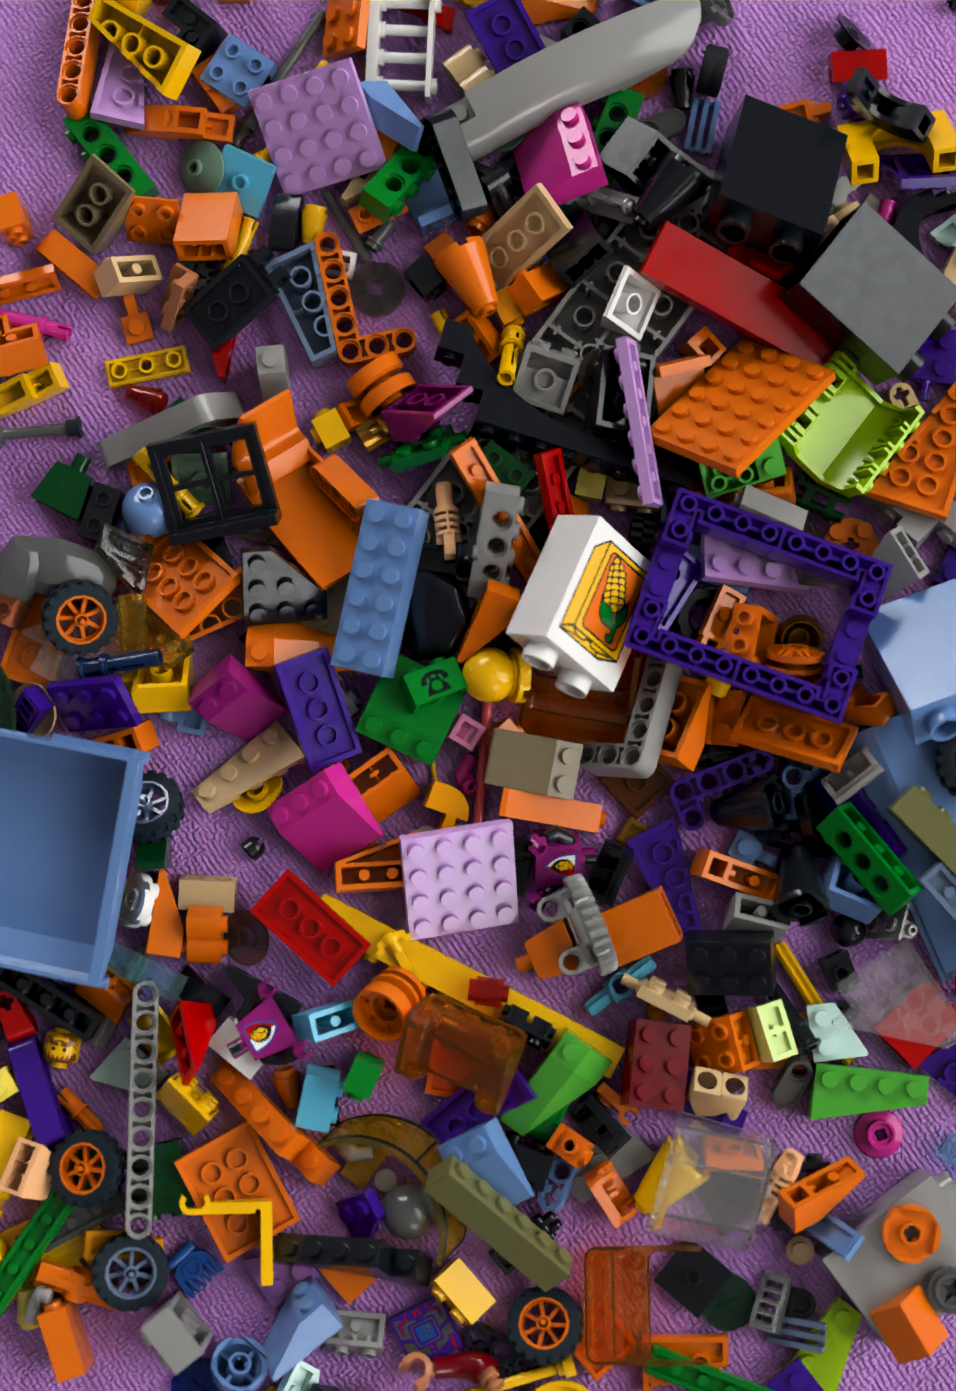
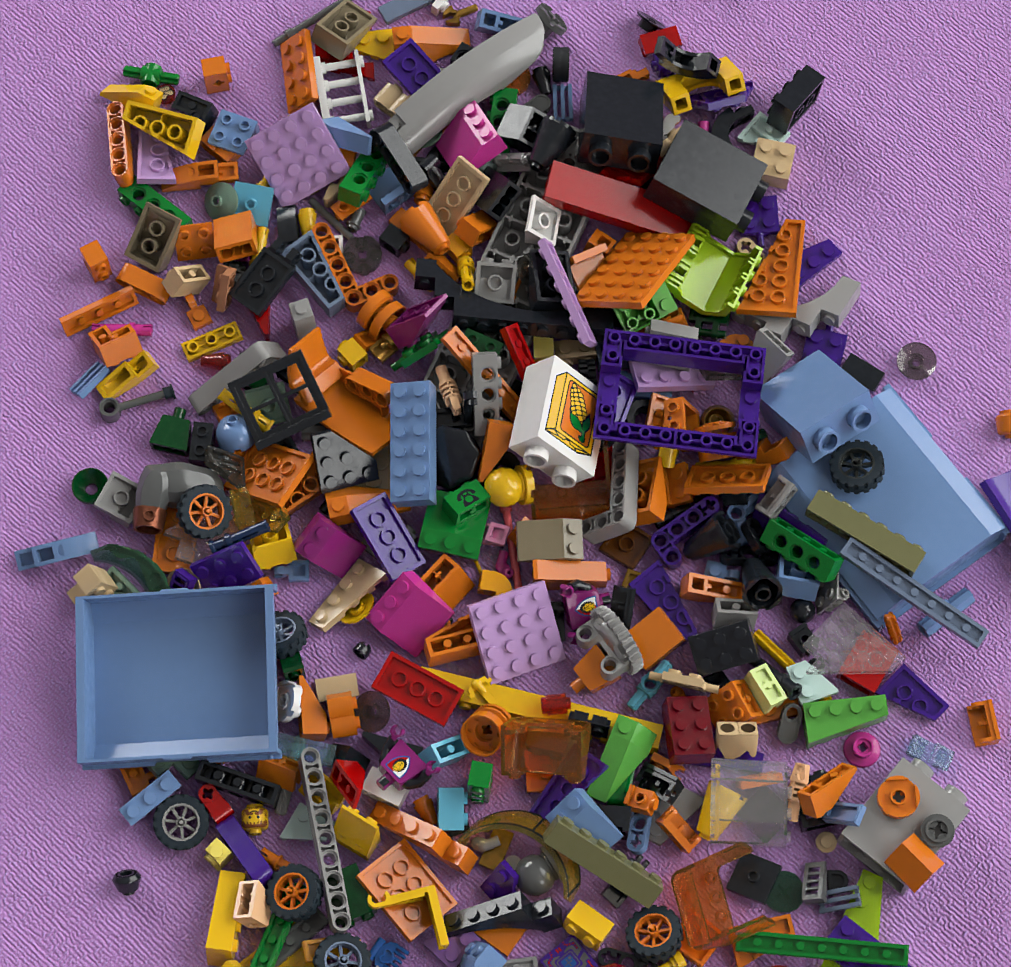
camera: 10 degrees left, 15 degrees down
(249, 121) = (247, 164): dark grey bar -> none

